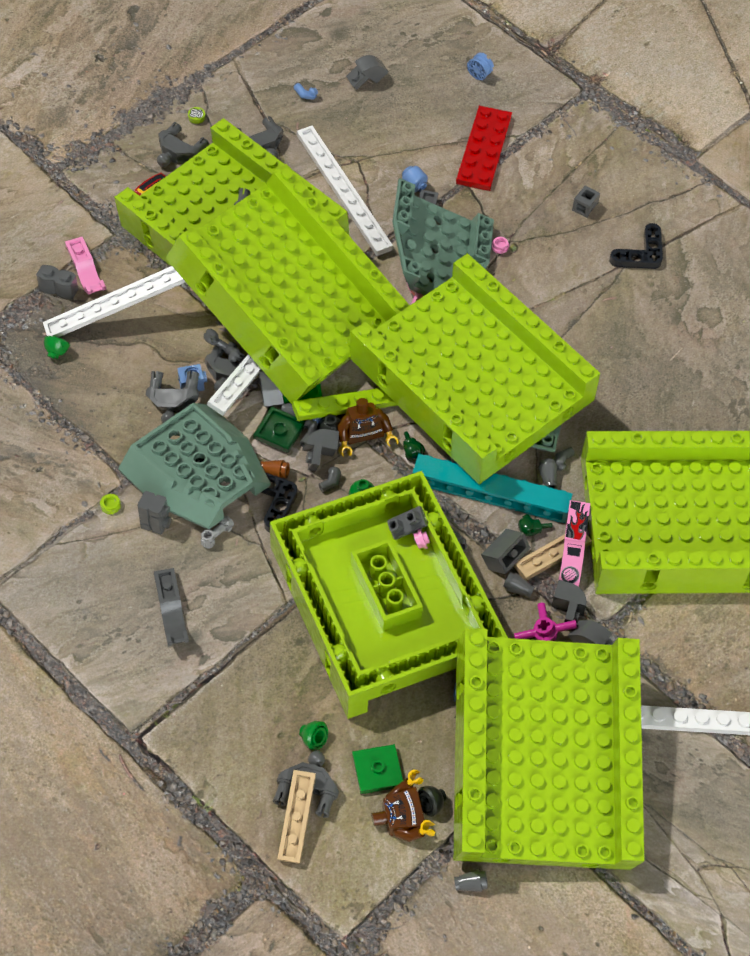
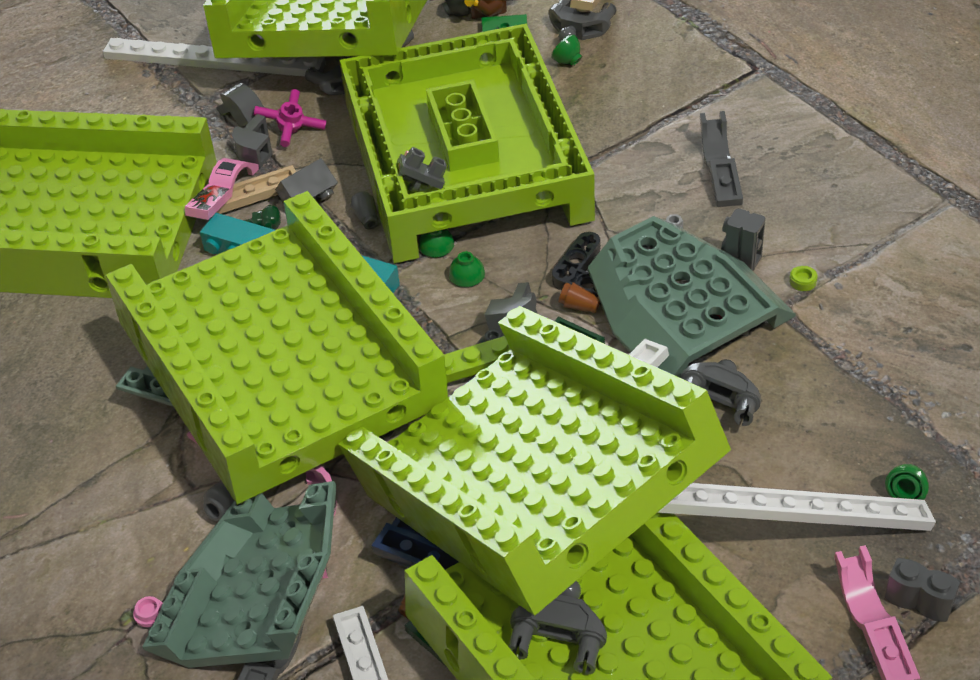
camera: 165 degrees left, 10 degrees down
(333, 479) = (505, 283): dark grey arm -> none
(363, 424) = (453, 327): reddish brown torso -> none
(518, 585) = (300, 160): dark grey cone -> none

